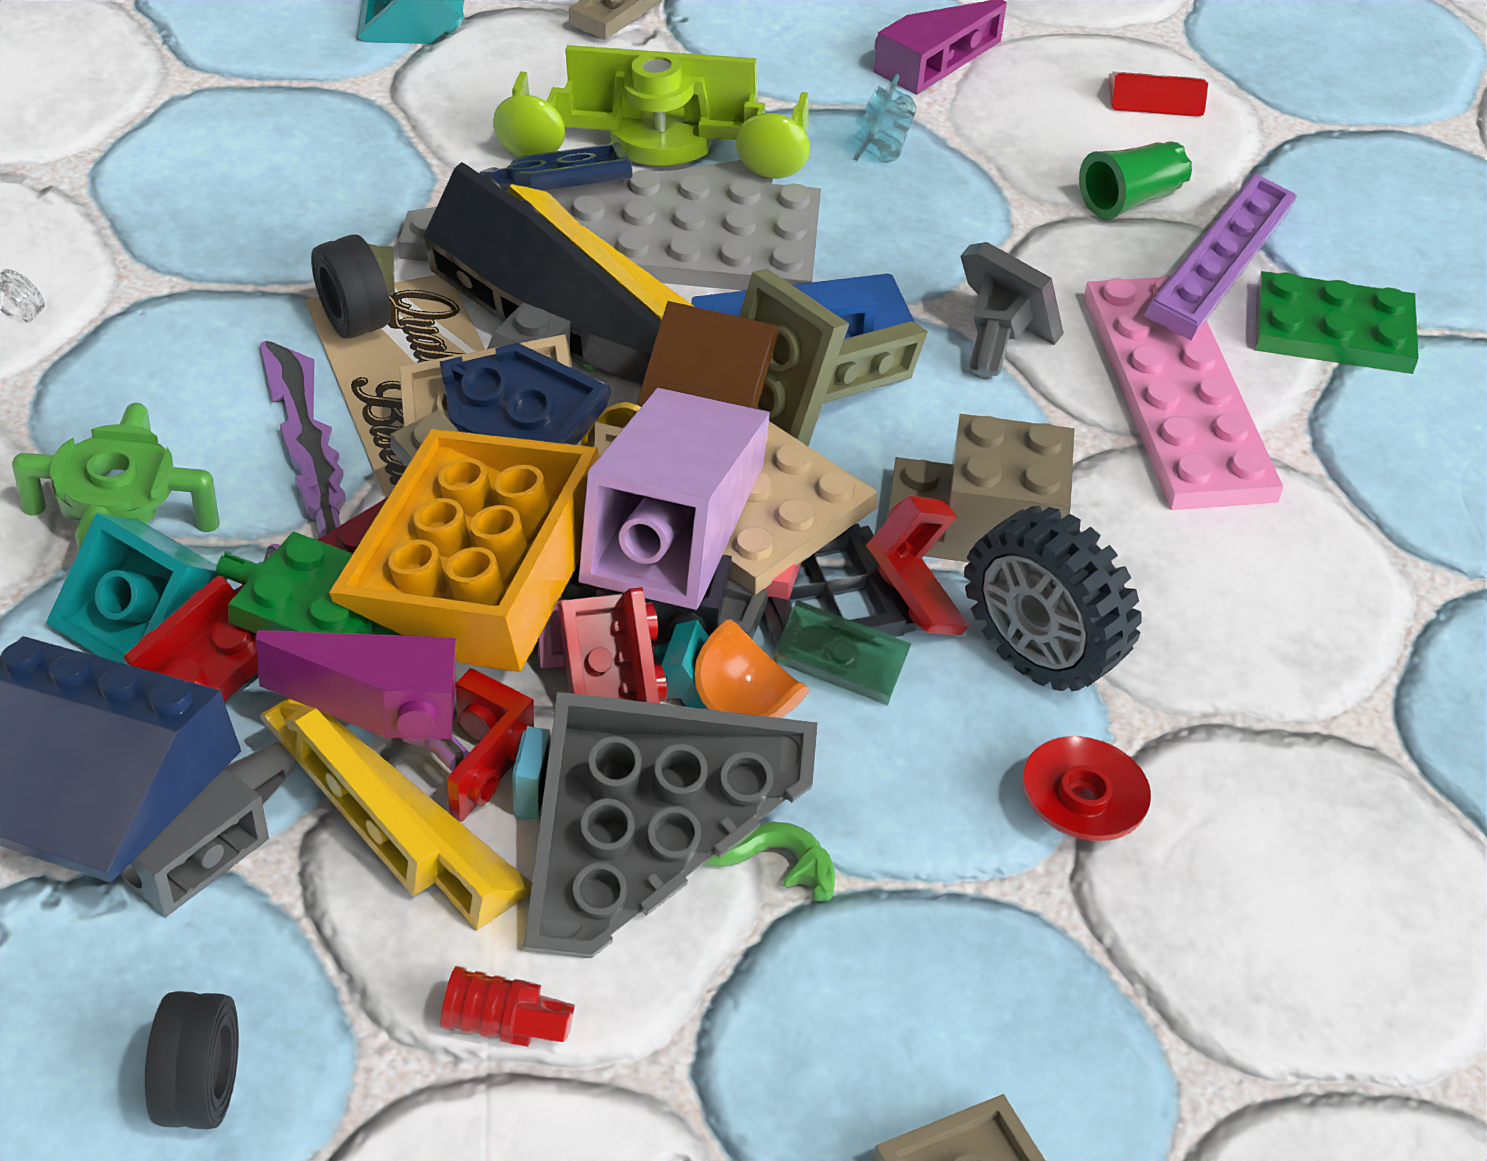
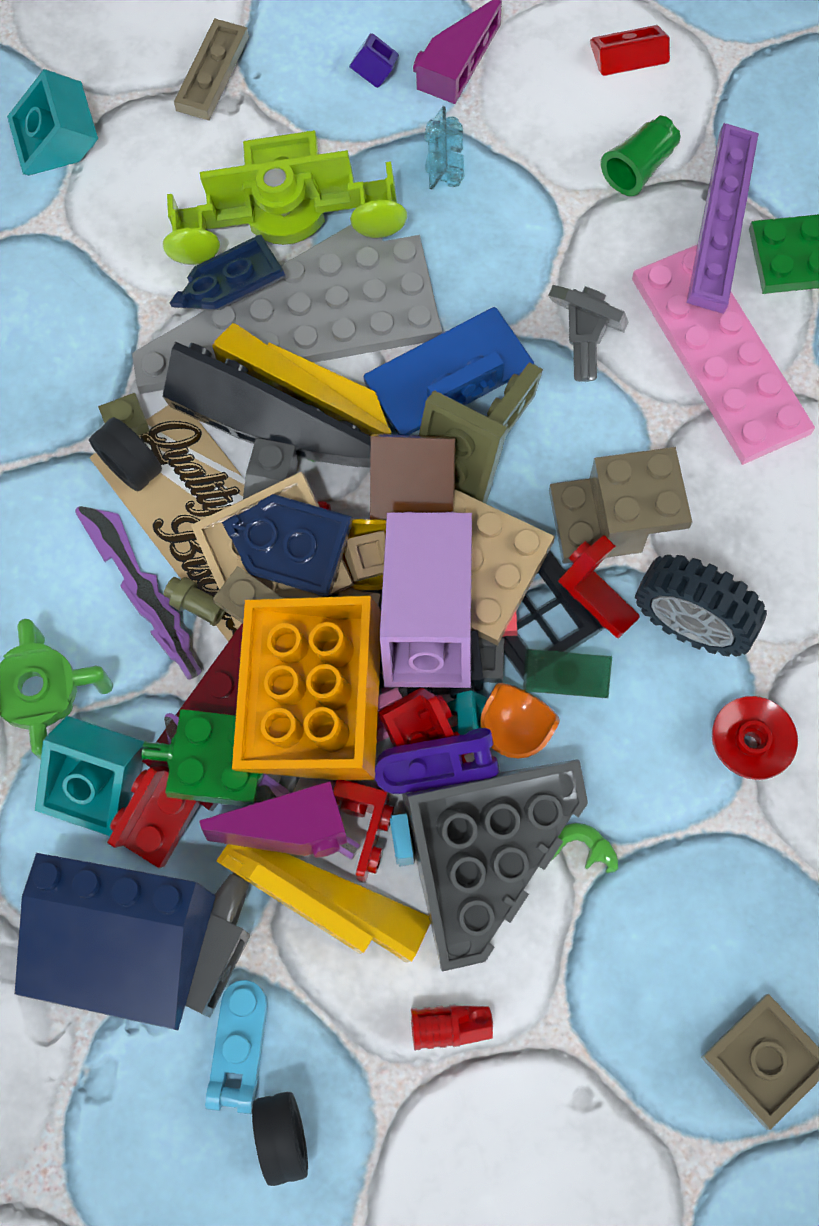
camera: 10 degrees left, 25 degrees up
(188, 950) = (238, 1046): none -> medium azure plate
(361, 450) = (186, 595): none -> olive animal
(612, 672) = (436, 763): none -> dark purple plate
(829, 30) = (374, 60): none -> dark purple slope

